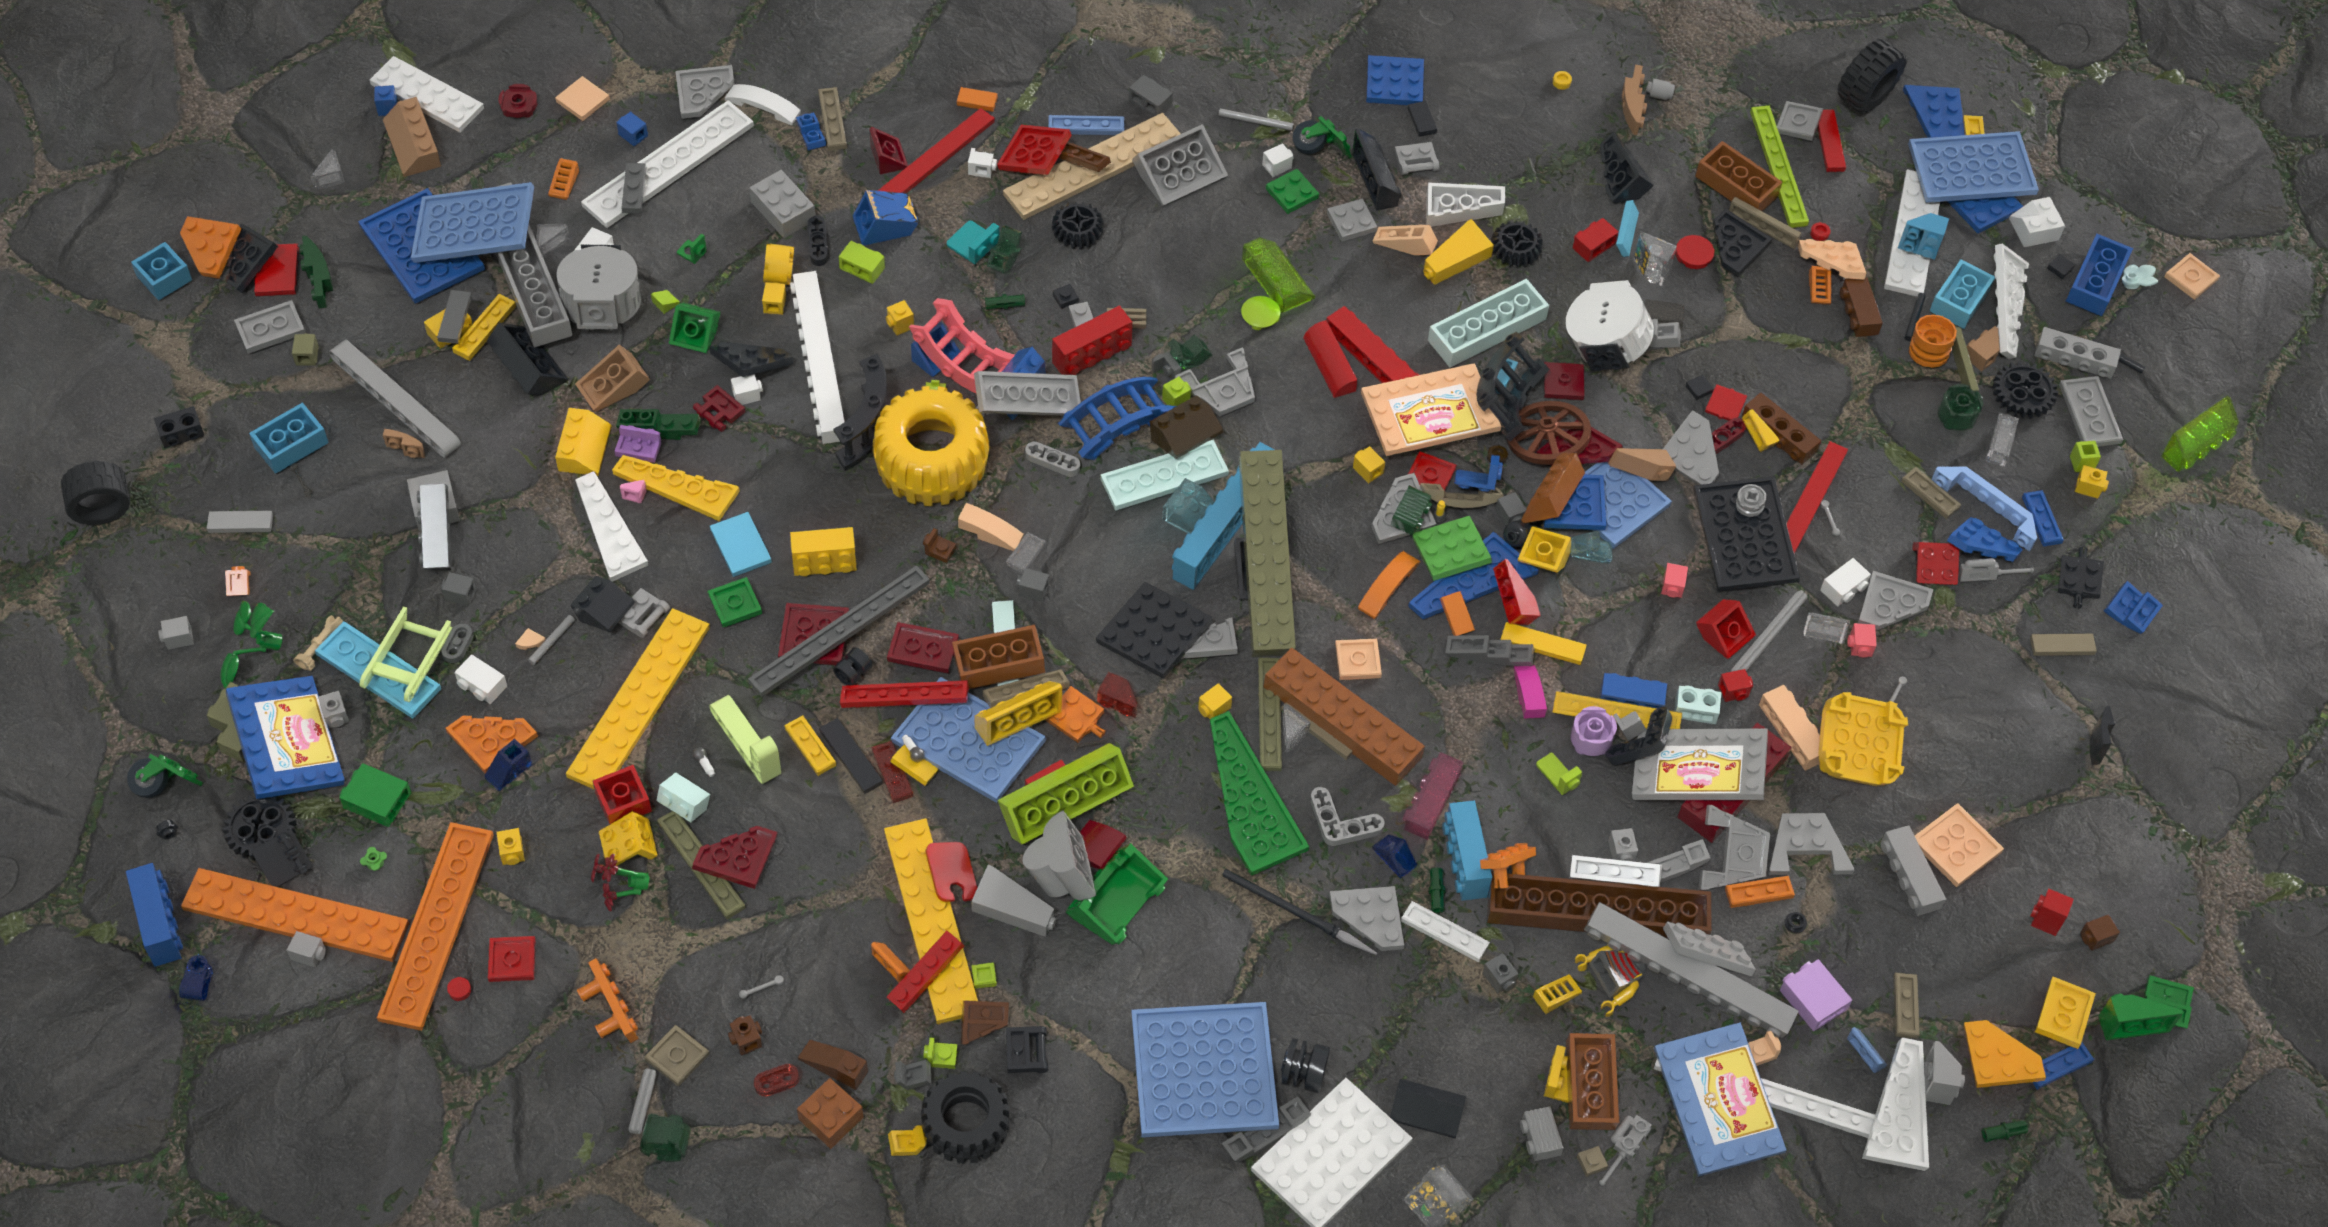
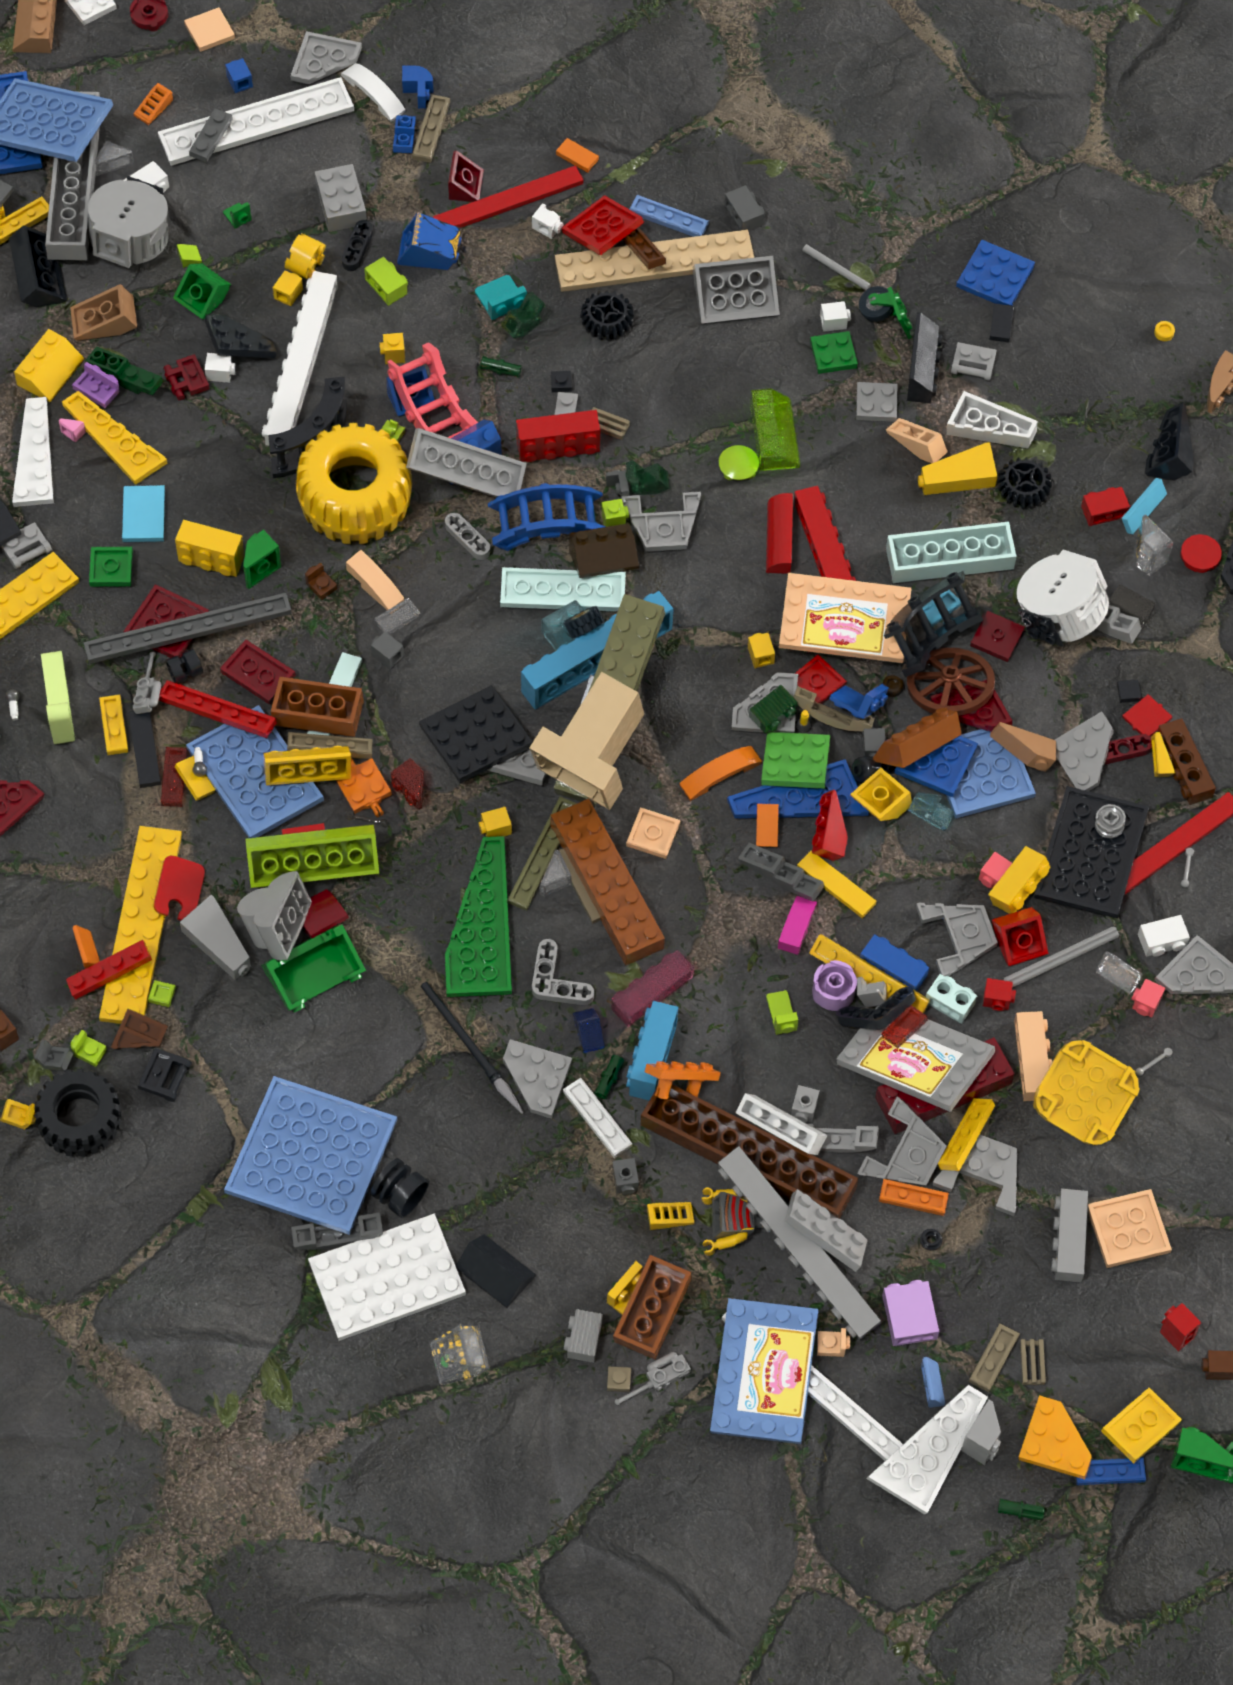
camera: 25 degrees right, 5 degrees up
(800, 81) = (417, 80): none -> blue brick
(825, 702) = (147, 691): none -> light grey piece
(876, 542) = (261, 558): none -> green slope
(1207, 493) = (584, 622): none -> black wheel
(1280, 609) = (592, 741): none -> tan piece
(1677, 742) = (904, 1026): none -> clear red tile
(1678, 640) = (968, 931): none -> light grey wing
(1702, 580) = (1019, 880): none -> yellow brick
(1778, 817) = (966, 1134): none -> yellow plate
(1938, 977) = (1032, 1344): none -> dark tan tile

